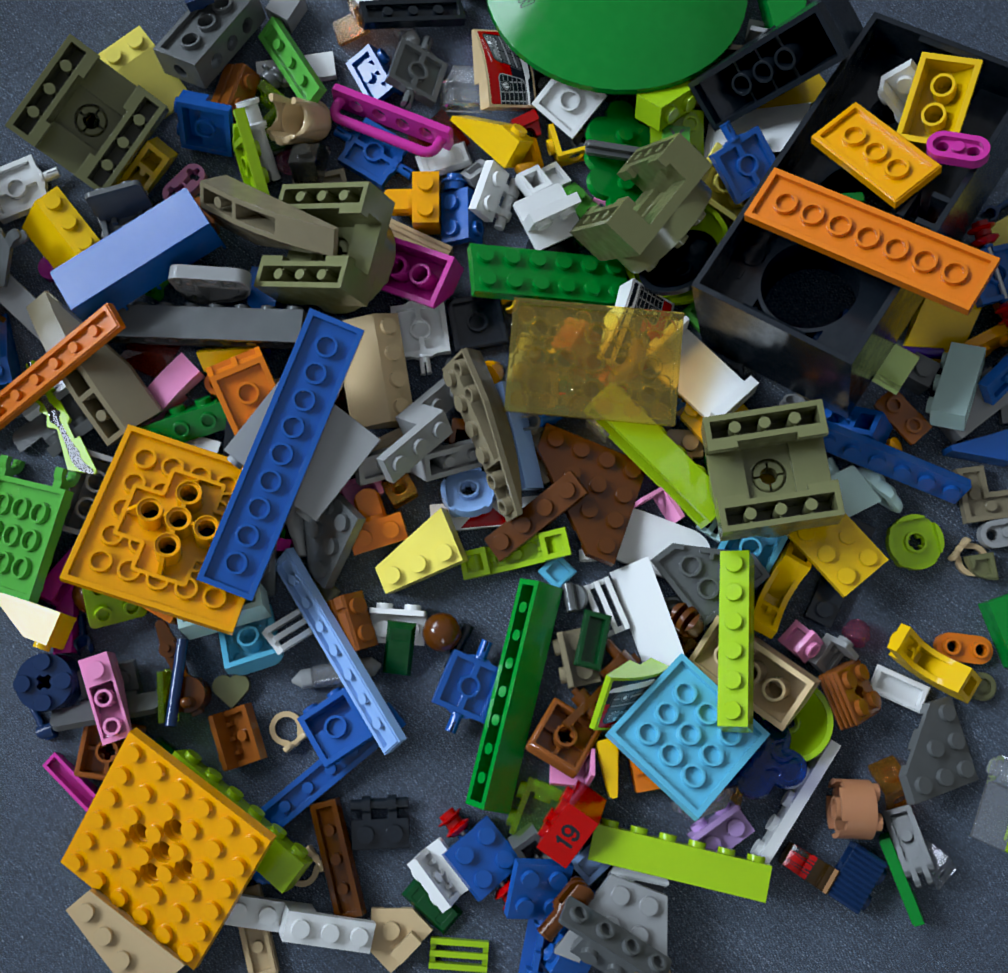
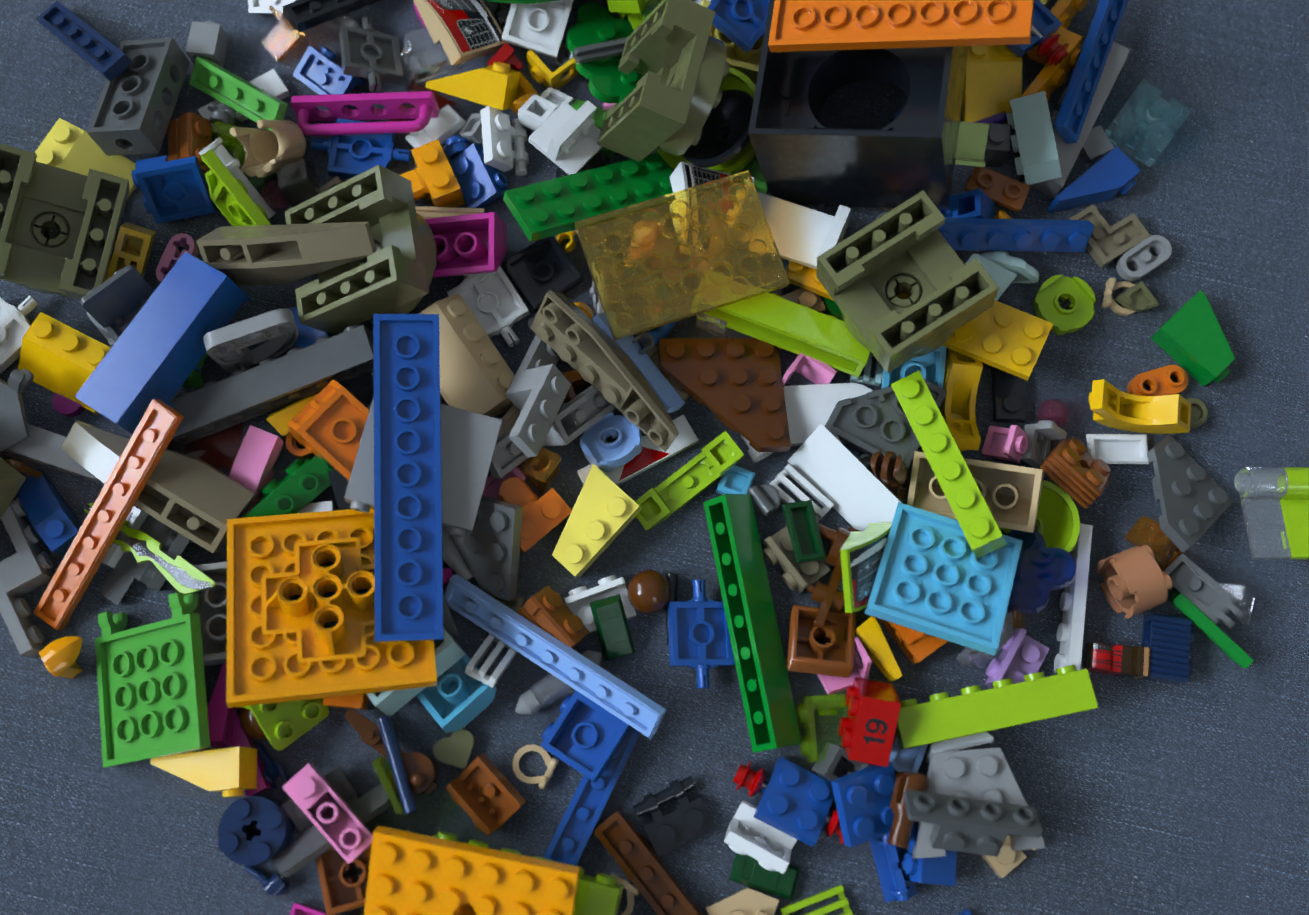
camera: 30 degrees left, 5 degrees down
(536, 516) = (693, 432): reddish brown plate -> none

